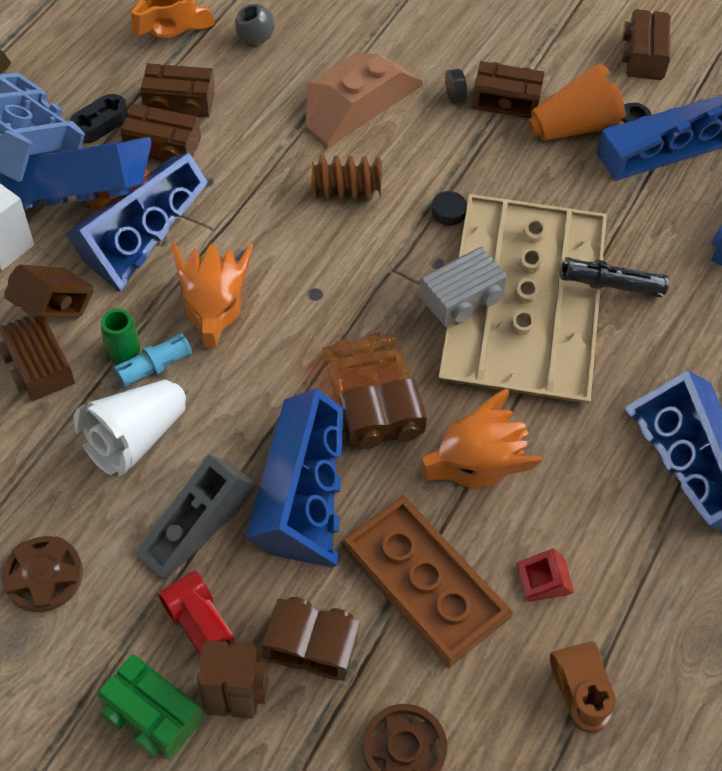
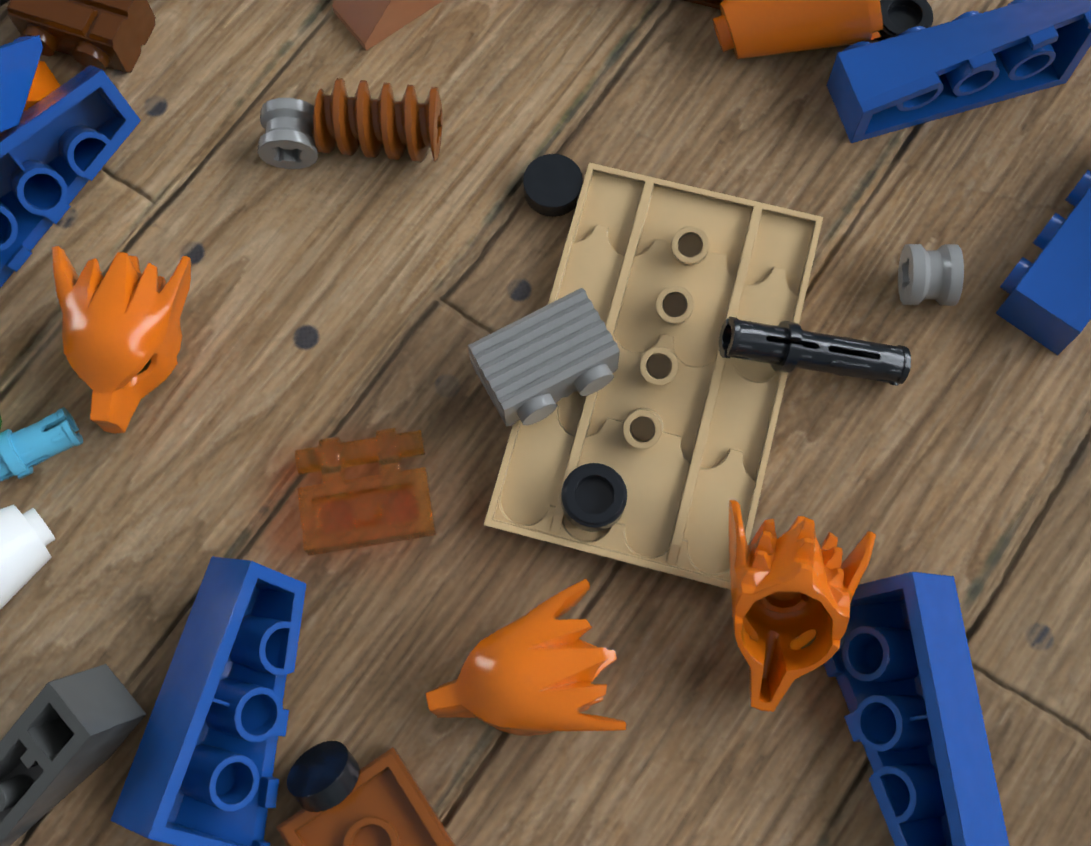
camera: 10 degrees right, 15 degrees up
(292, 187) = (288, 134): none -> light grey wheel
(366, 510) = (323, 776): none -> black tile
(382, 413) = (376, 591): reddish brown brick -> none
(501, 357) = (593, 497): none -> black tile
(619, 395) = (786, 597): none -> orange piece
(672, 238) = (931, 274): none -> light grey wheel

